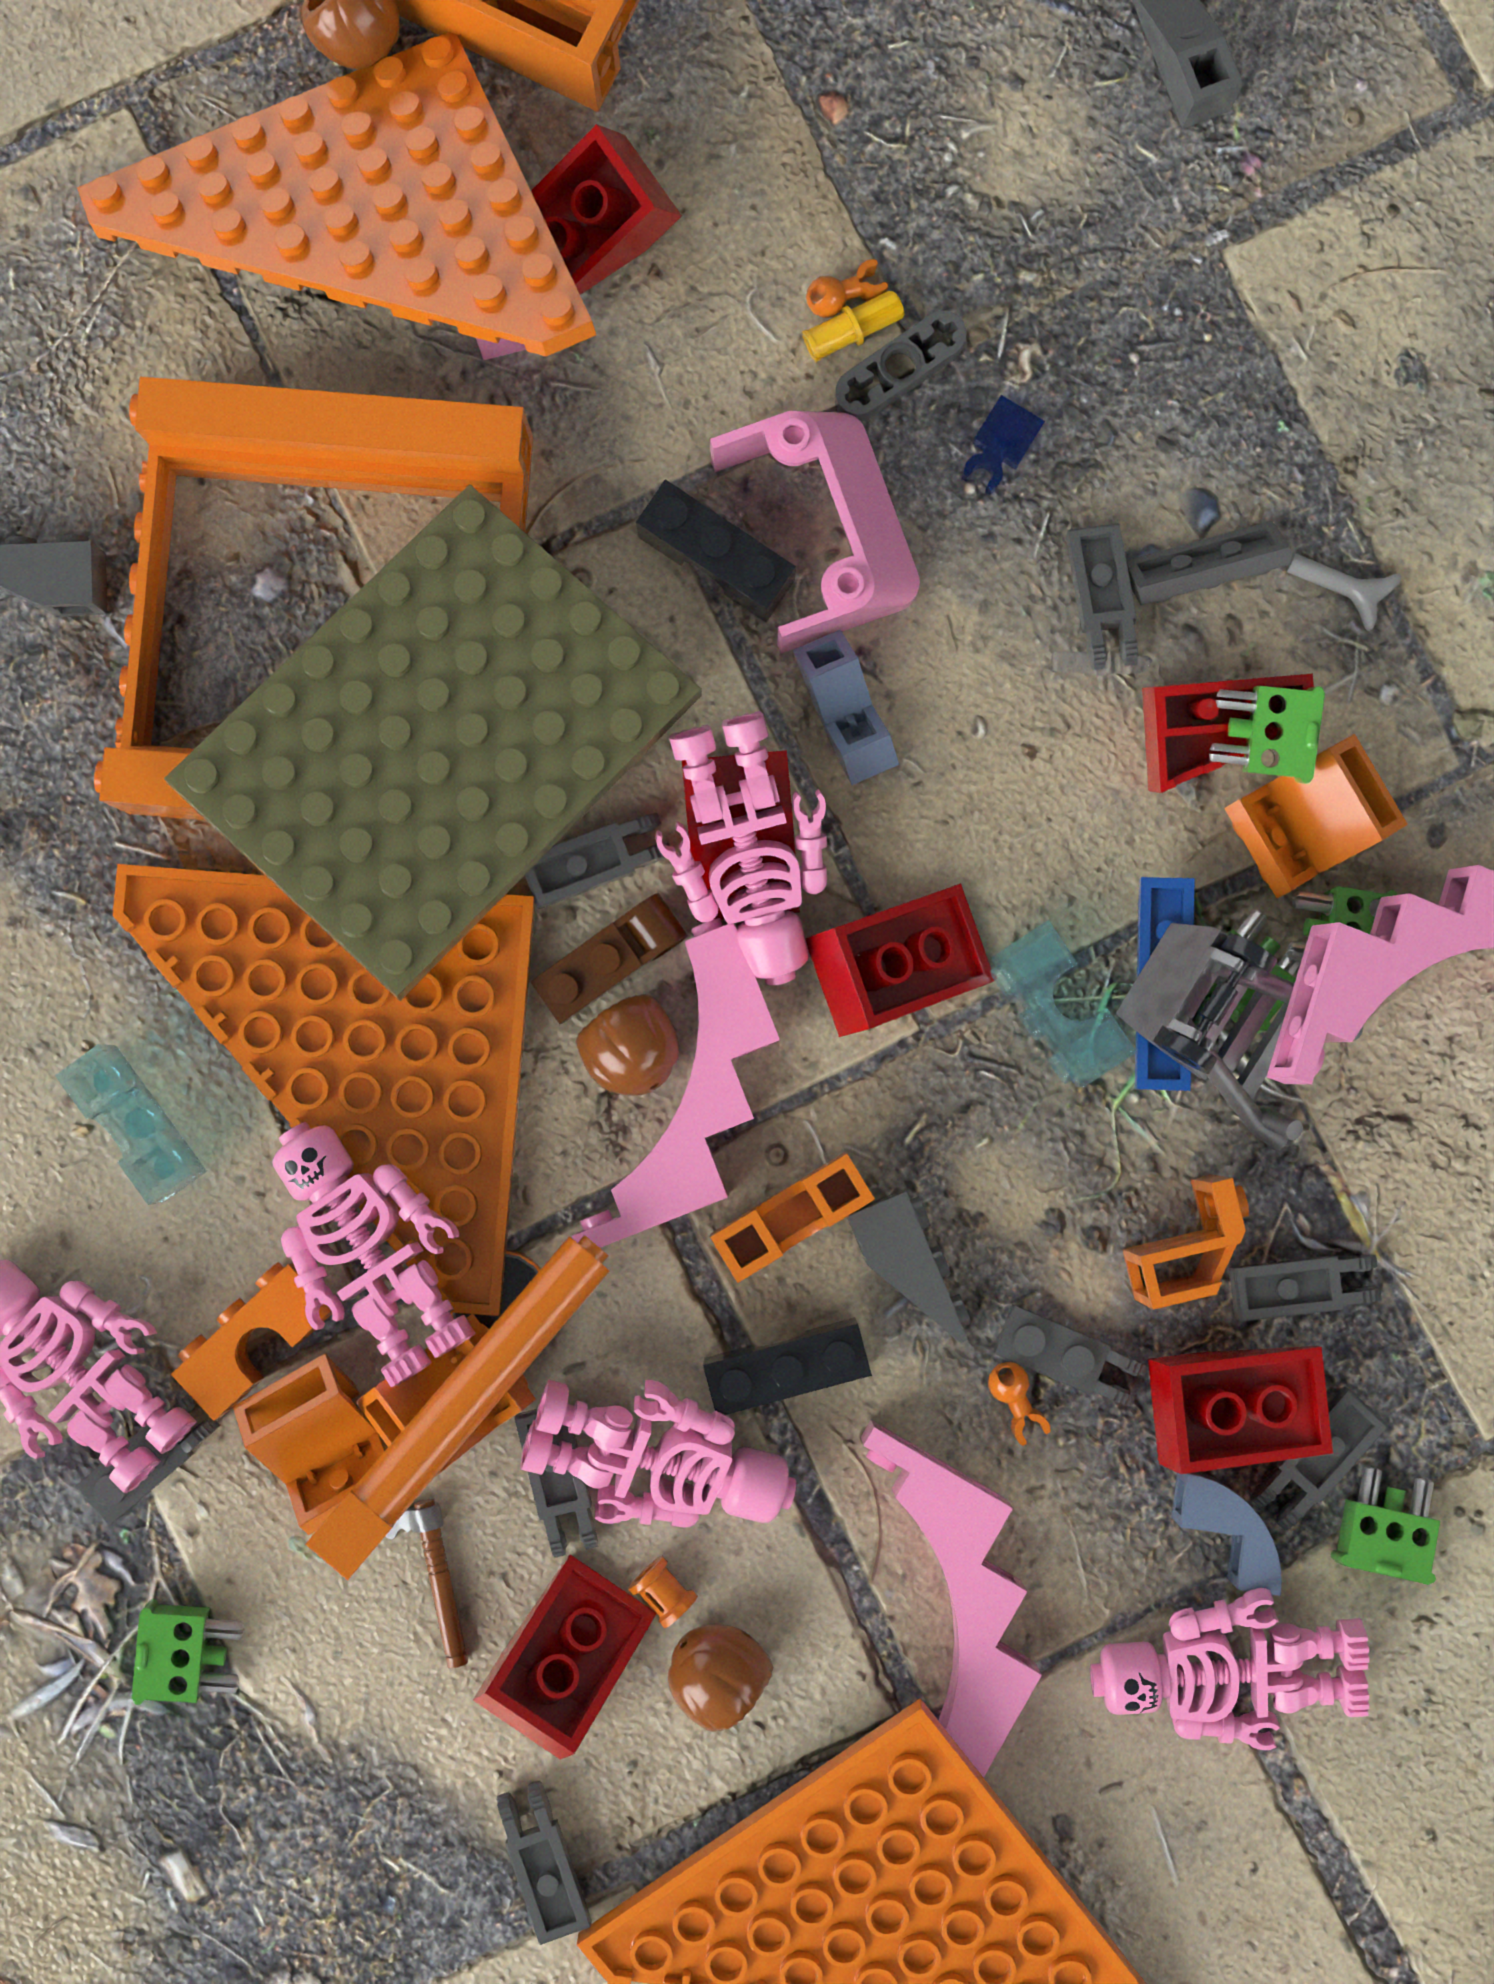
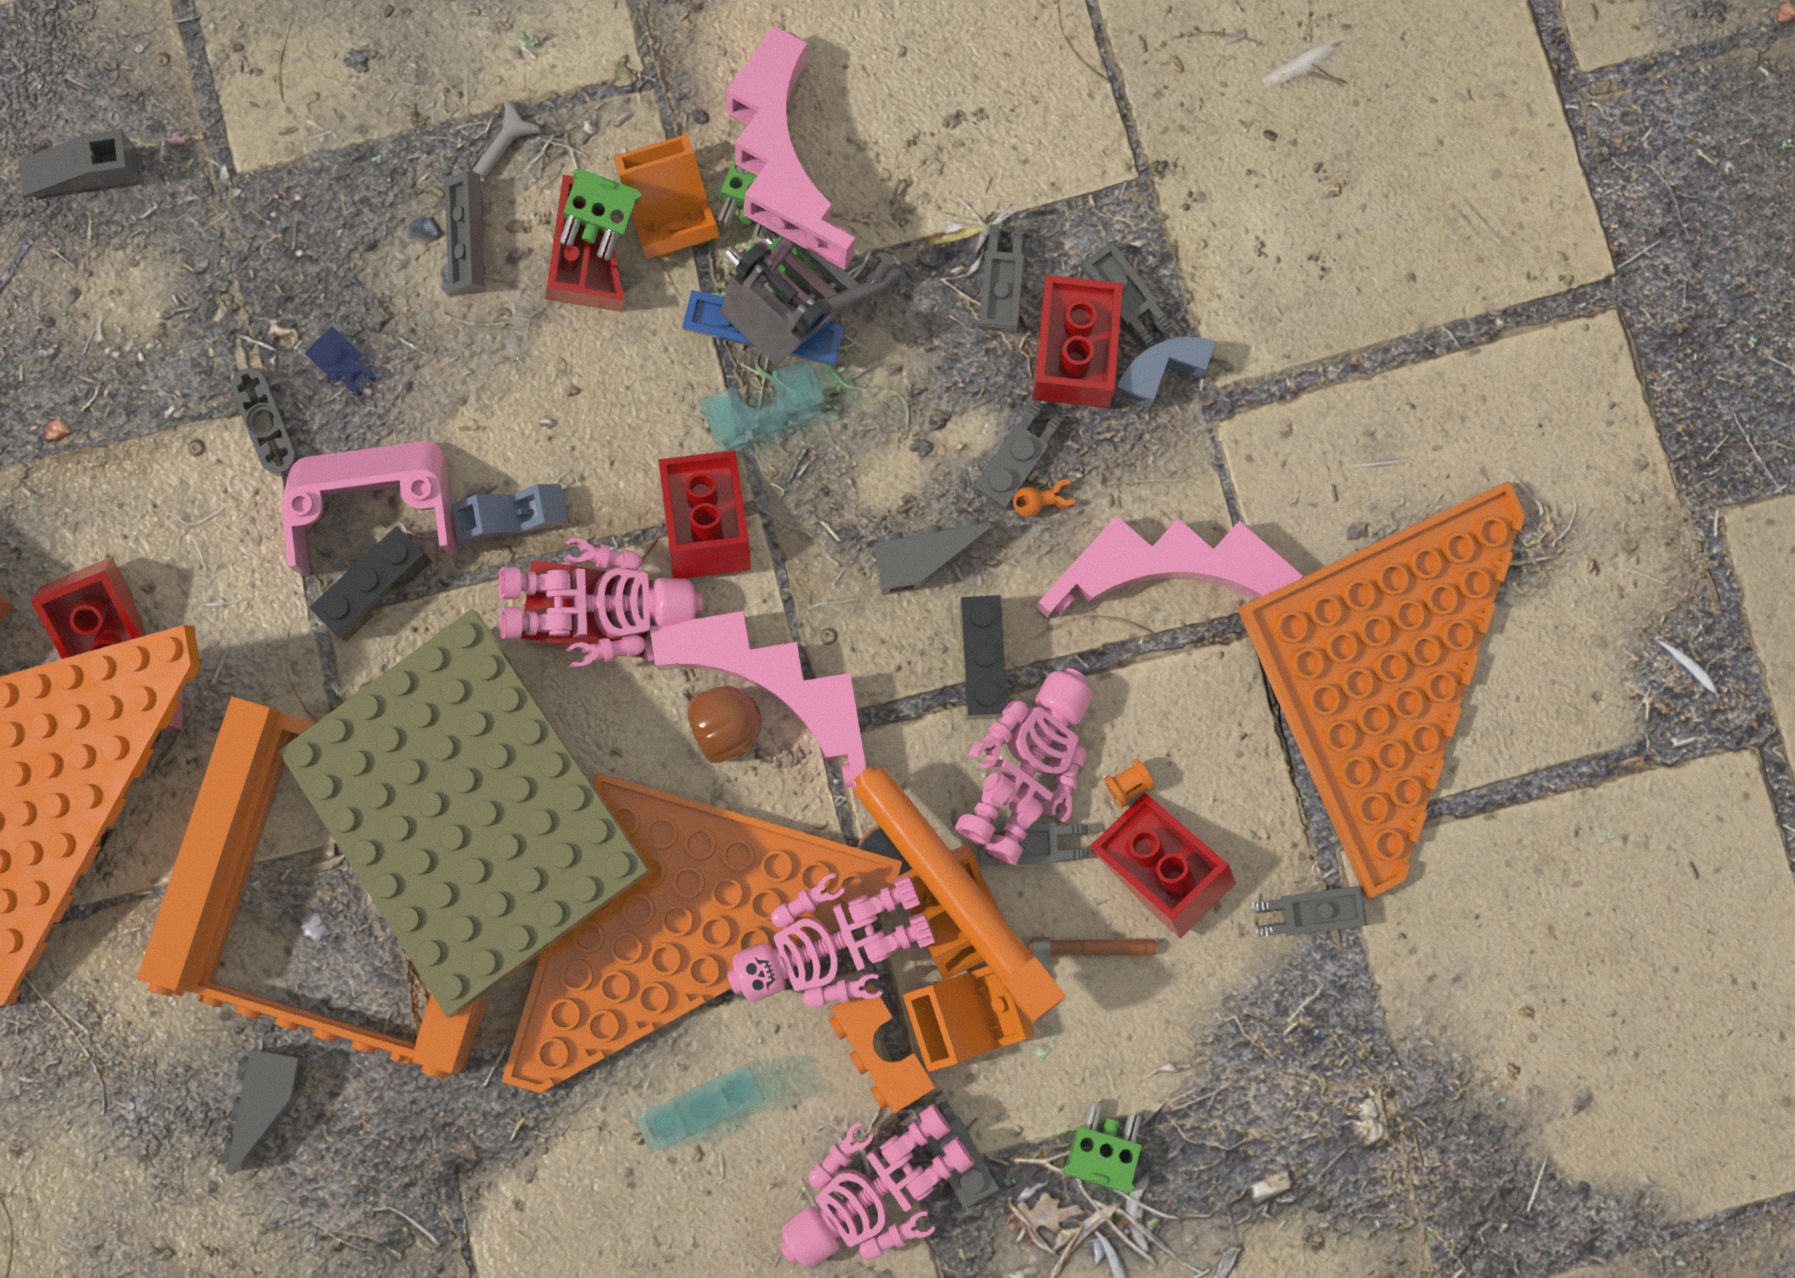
camera: 85 degrees left, 5 degrees down
(591, 861) = (581, 722): dark grey hinge -> none
(609, 958) = (655, 726): reddish brown plate -> none
(718, 1675) = (1196, 753): dark orange piece -> none
(791, 1216) = (874, 630): orange arch -> none
(832, 293) = (198, 459): orange arm -> none
(853, 325) = (225, 449): yellow axle -> none
(1103, 590) = (467, 311): dark grey hinge -> none
(1137, 1678) = (1256, 454): bright pink piece -> none
(1221, 1215) = (942, 324): orange piece -> none
(1391, 1554) = (1197, 270): bright green piece -> none

